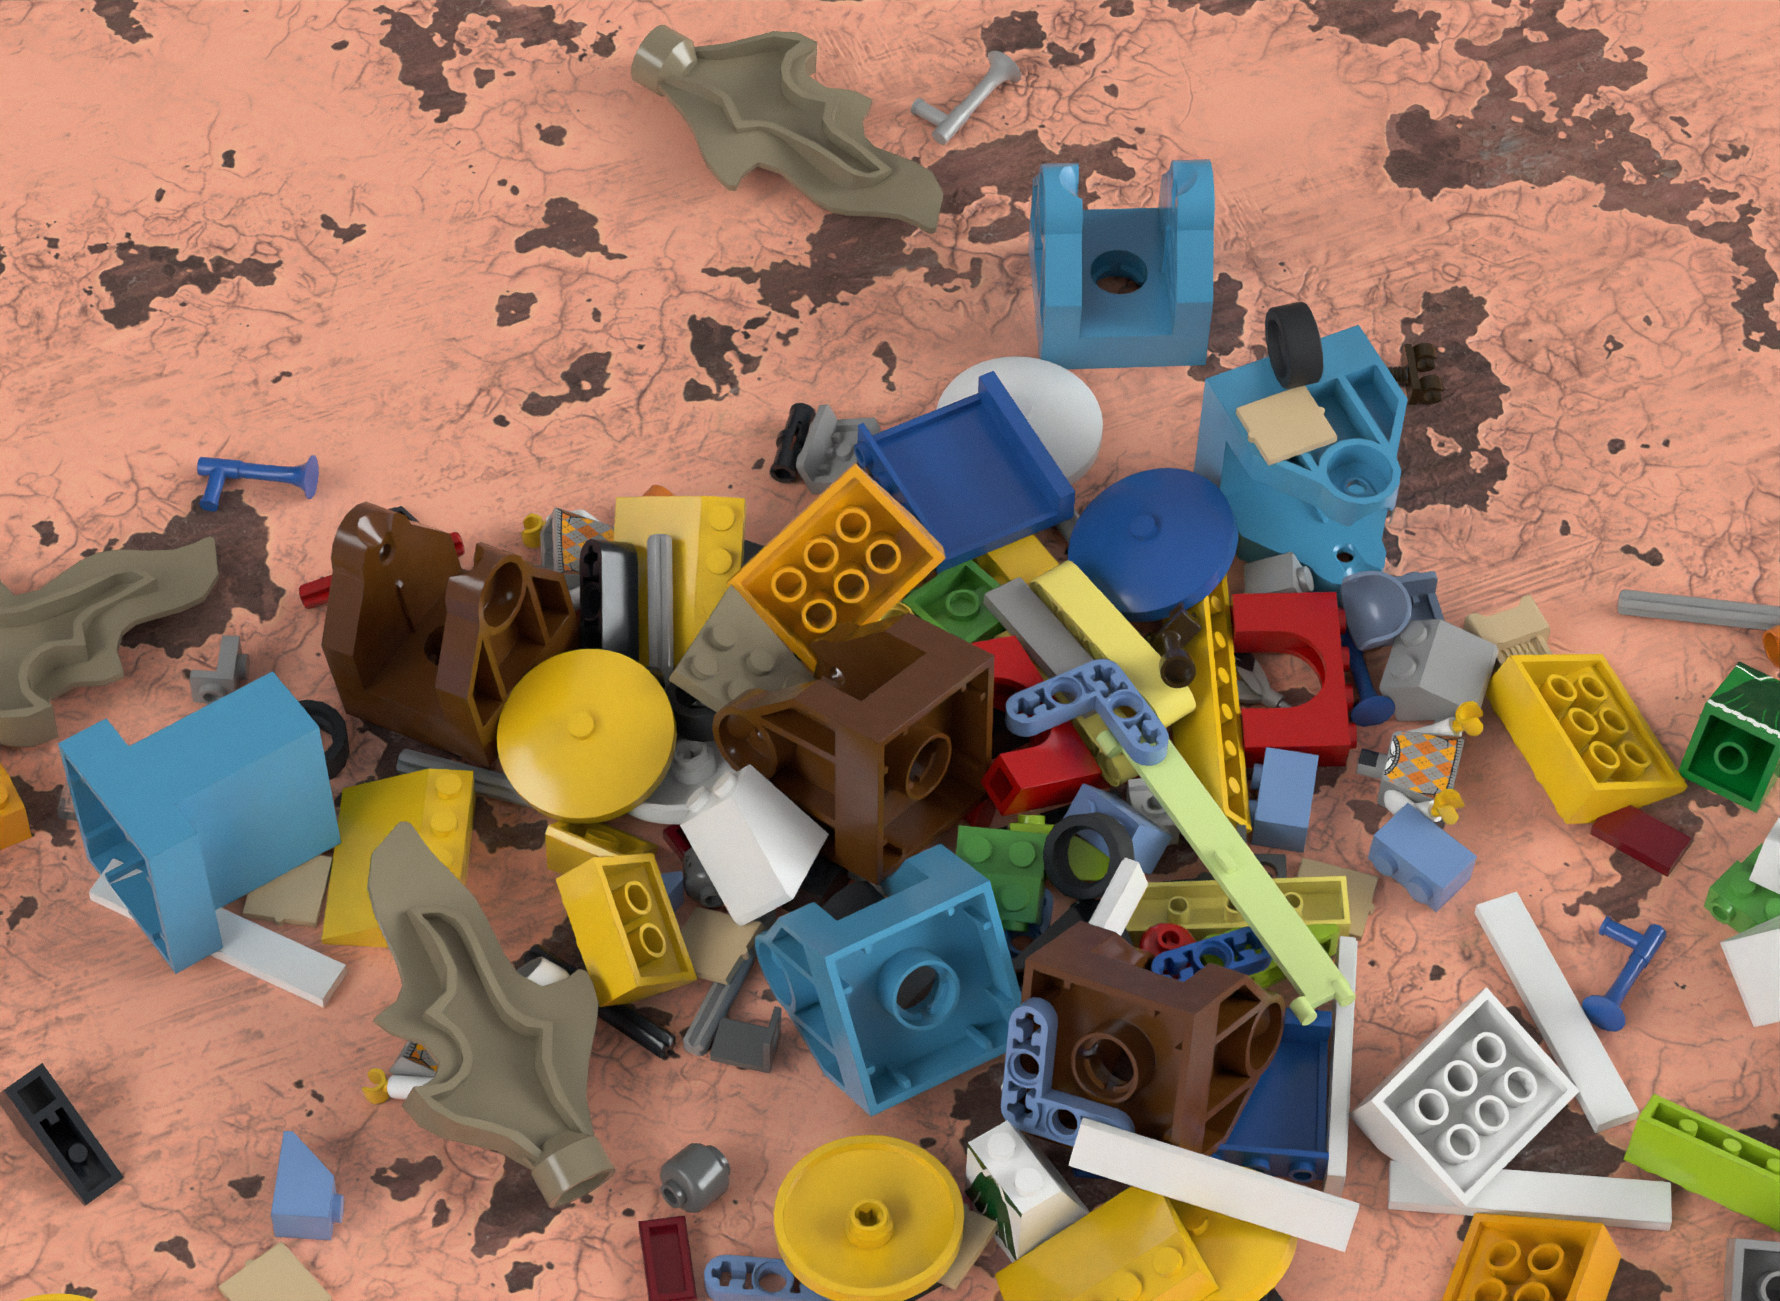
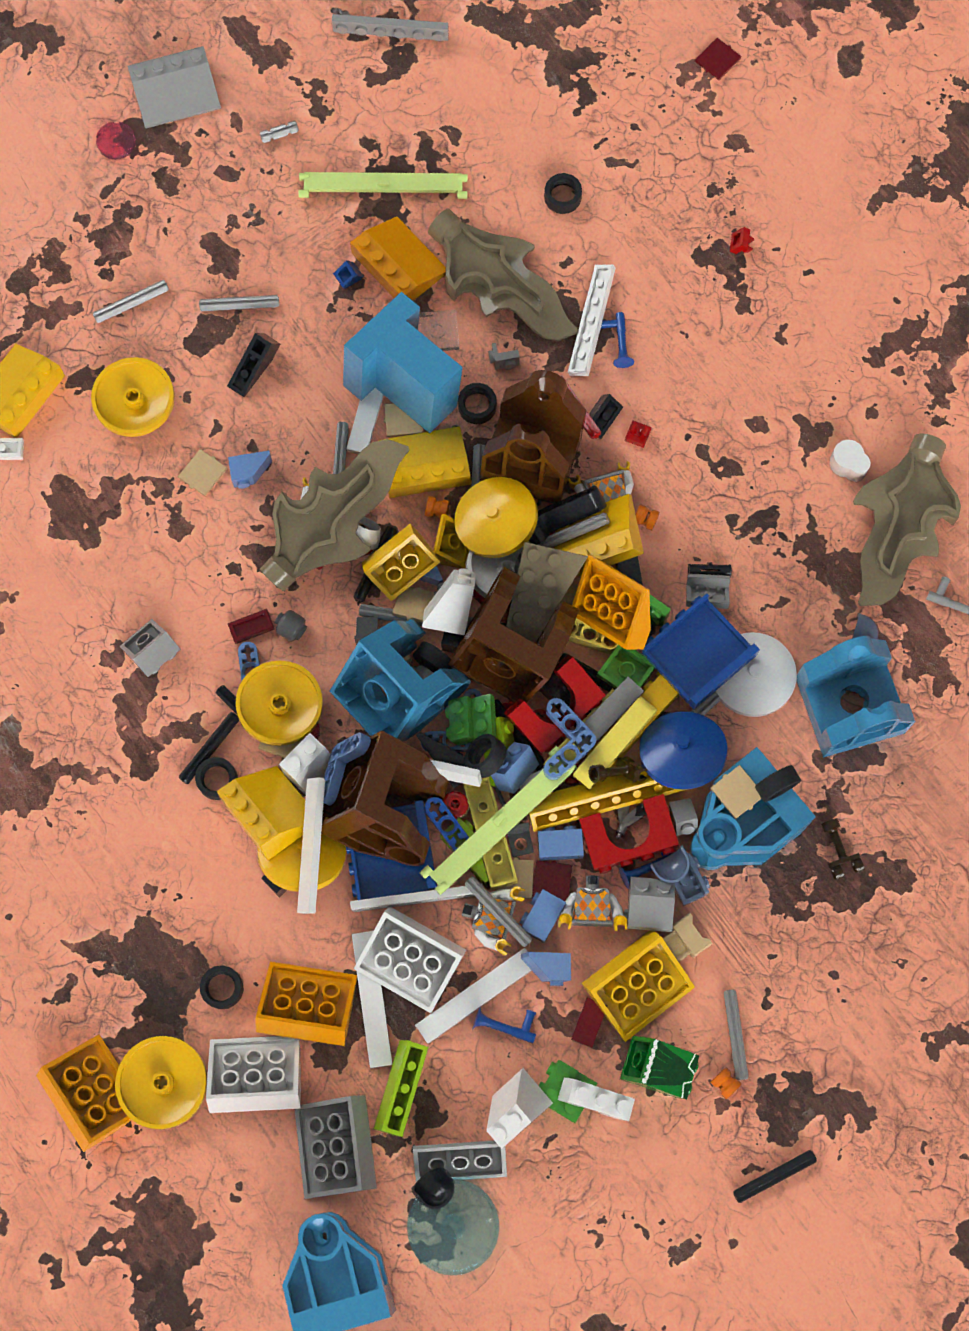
camera: 80 degrees right, 20 degrees up
(125, 236) = (740, 241): none -> red tile
(196, 511) = (591, 320): none -> white tile
(324, 1015) = (340, 447): none -> light grey axle
(469, 493) = (638, 434): none -> red tile
(517, 857) = (436, 507): none -> orange wheel
(644, 179) = (849, 460): none -> white piece
(994, 232) = (865, 627): none -> sand blue helmet
(1344, 836) = (552, 878): none -> dark red piece
(1405, 914) = (498, 911): none -> light grey axle
(1408, 940) = (486, 926): none -> torso
(1527, 863) = (549, 966): none -> medium blue slope

